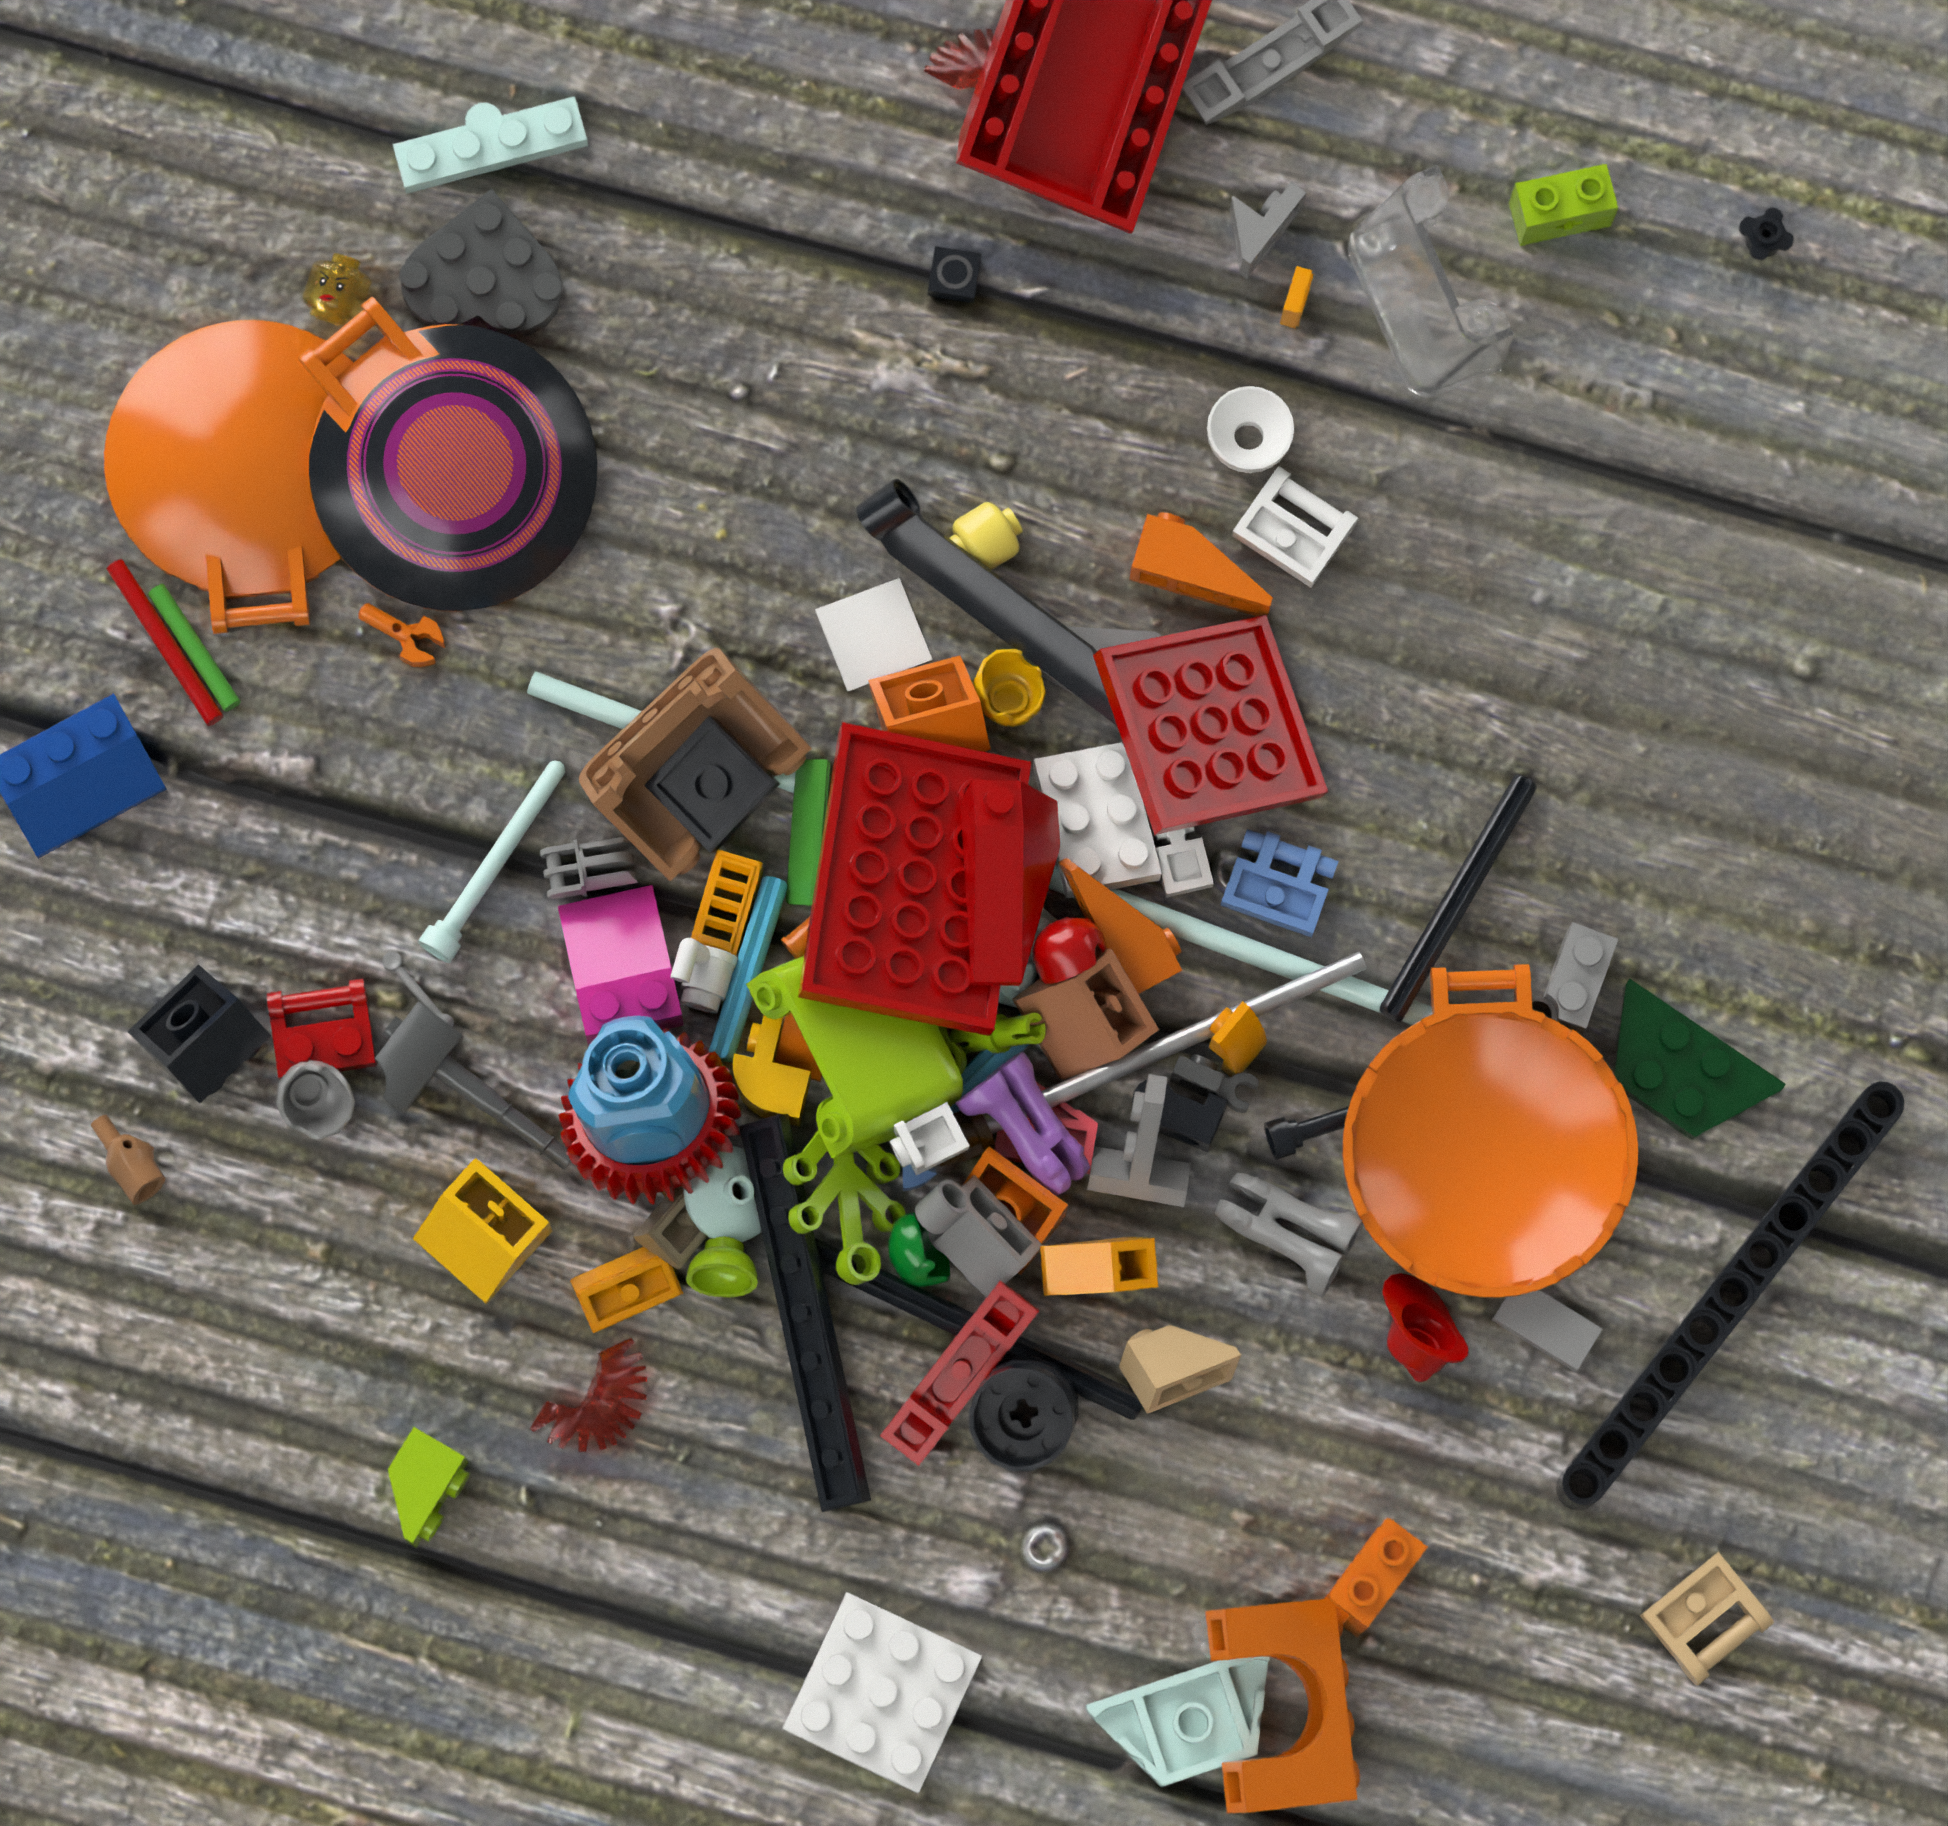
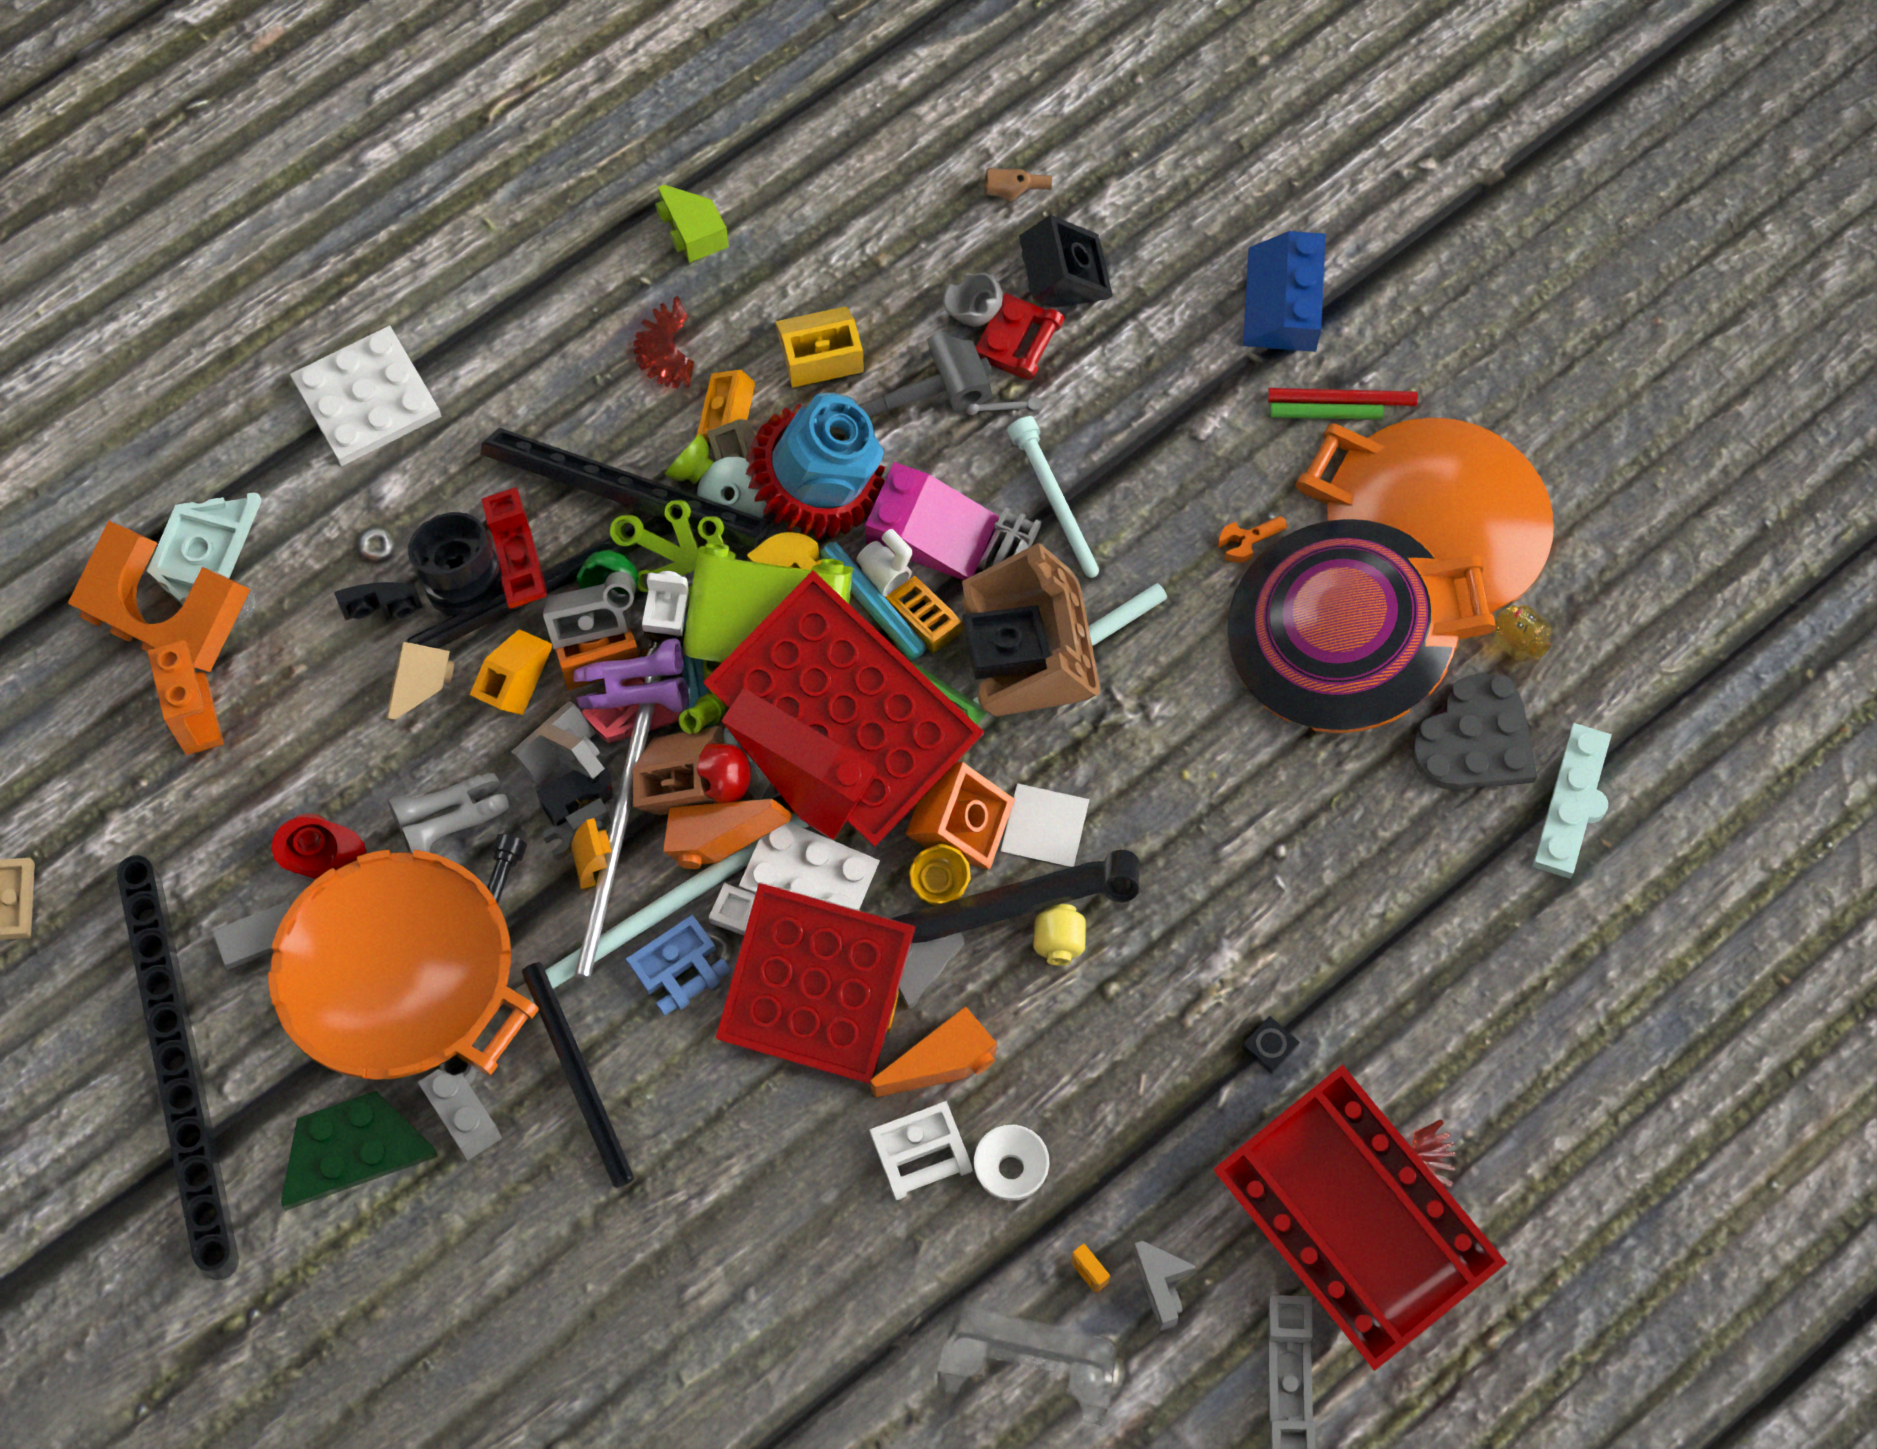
camera: 130 degrees right, 10 degrees down
(1103, 1465) = (394, 598): none -> black slope

